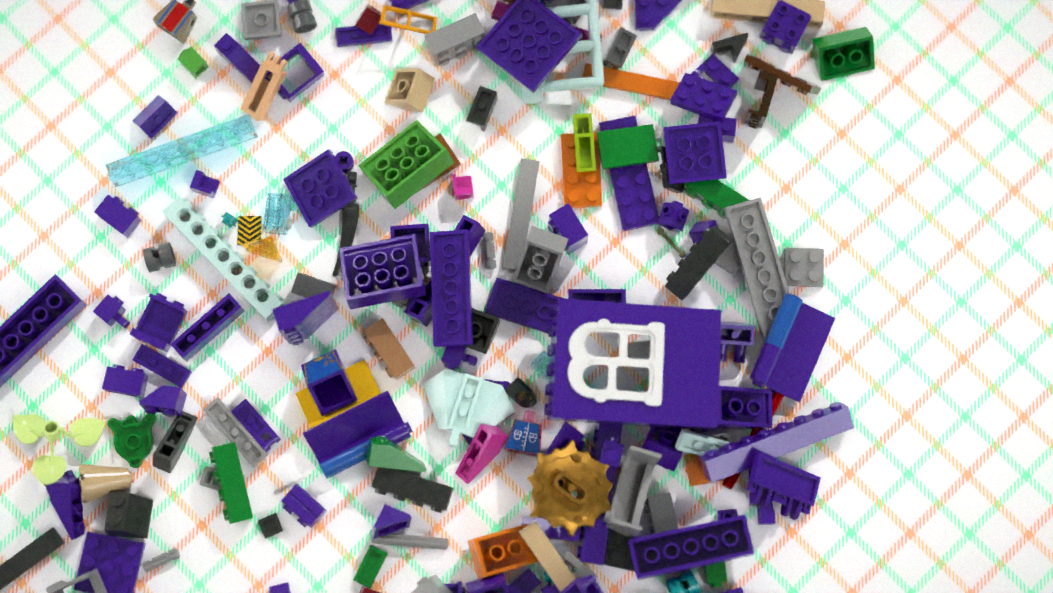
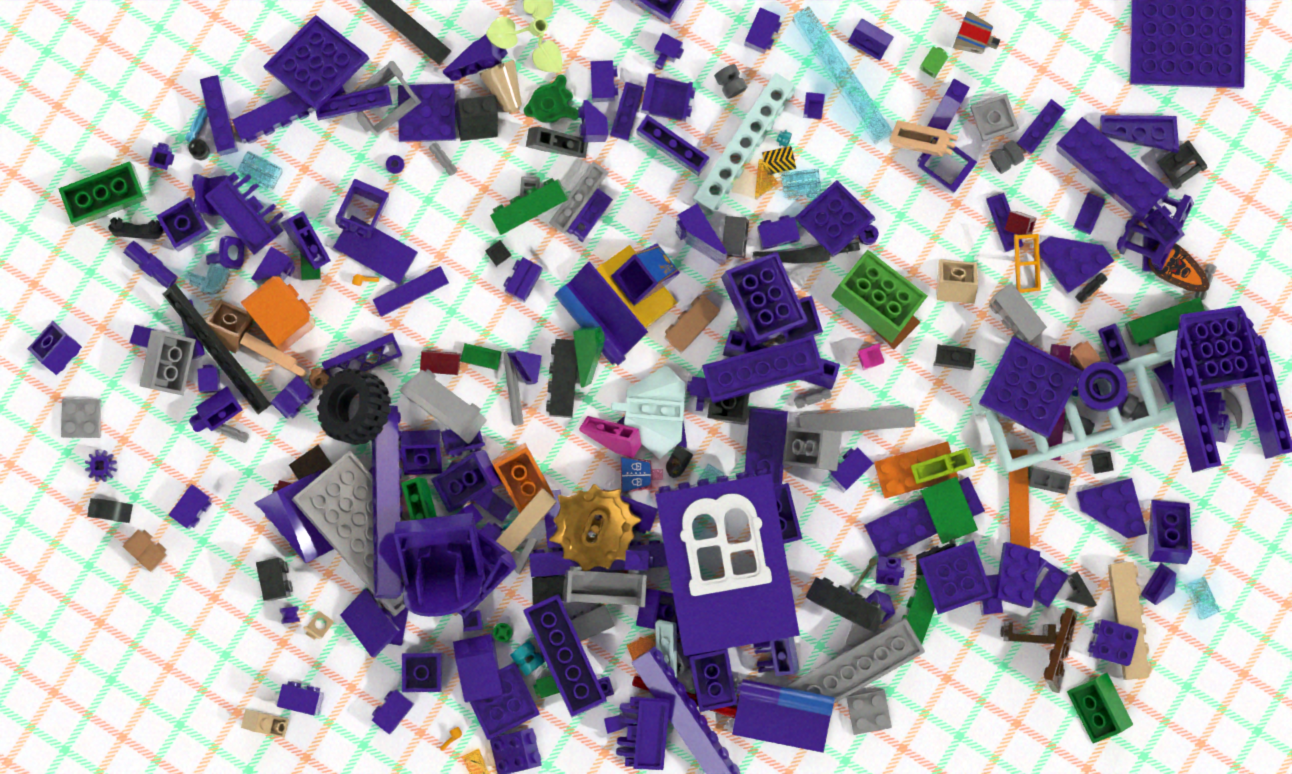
camera: 75 degrees right, 5 degrees up
(320, 246) = (778, 232): none -> dark purple brick

